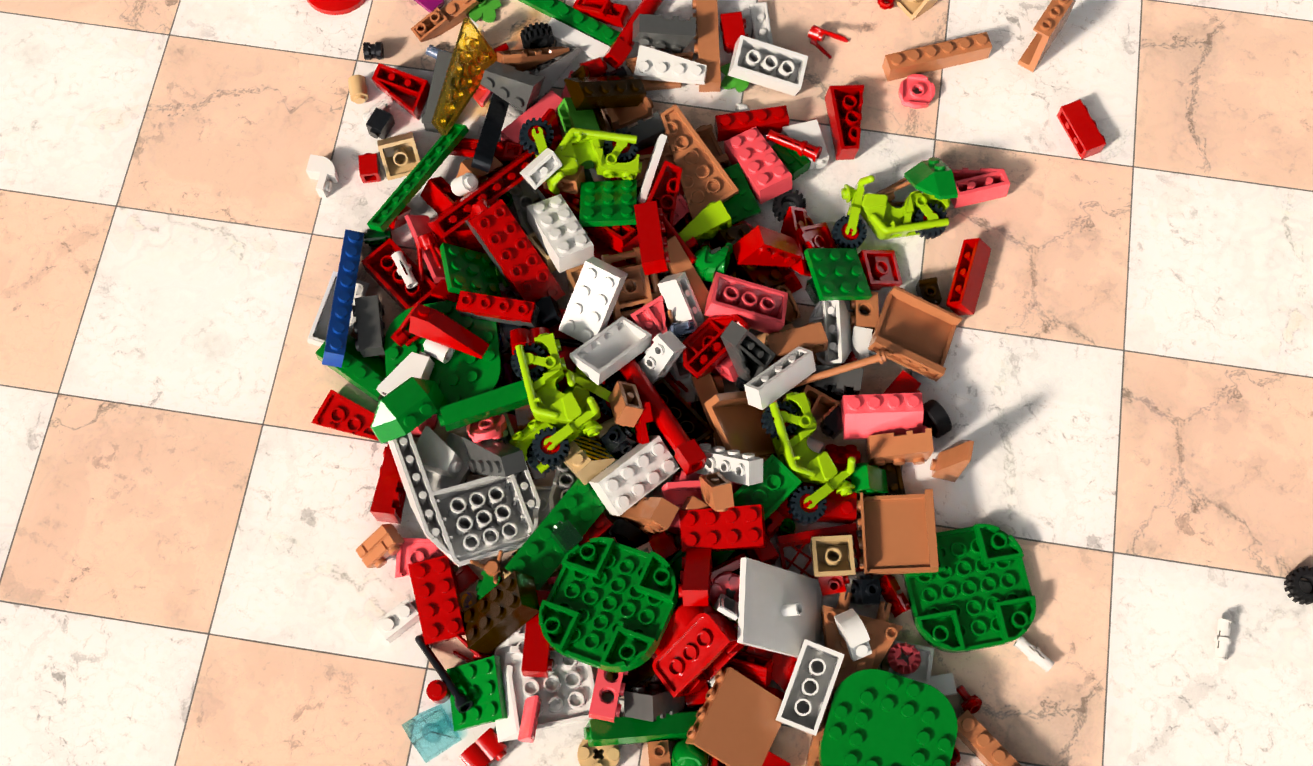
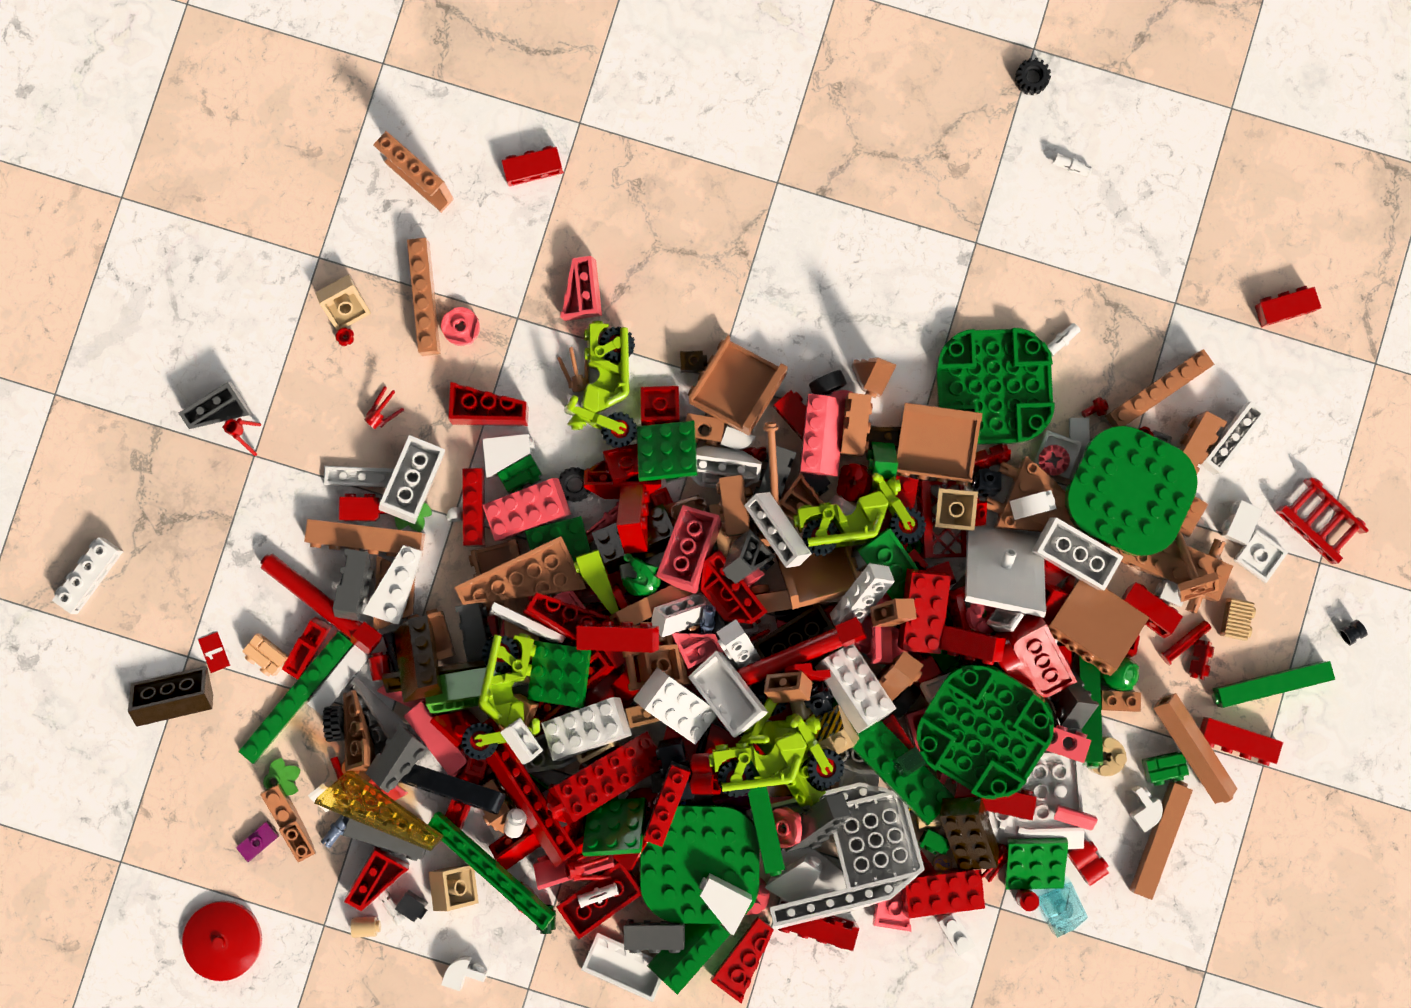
camera: 85 degrees left, 15 degrees up
(343, 299) = (619, 961): blue brick -> none
(369, 168) = (463, 921): red brick -> none
(373, 50) = (318, 905): black wheel -> none
(380, 546) = (881, 944): nougat brick -> none
(401, 336) = (674, 904): red plant -> none
(406, 408) = (763, 905): green wedge -> none
(438, 351) = (697, 868): white brick -> none
(444, 330) = (679, 861): red wedge -> none
(462, 702) = (1045, 878): black piece -> none
(491, 567) = (923, 837): nougat plant -> none
(672, 232) = (616, 607): red bar -> none
(694, 503) = (896, 636): nougat slope -> none
(802, 148) = (498, 488): red pin -> none
(933, 178) = (579, 335): green wedge -> none
(968, 277) = (682, 318): red brick -> none

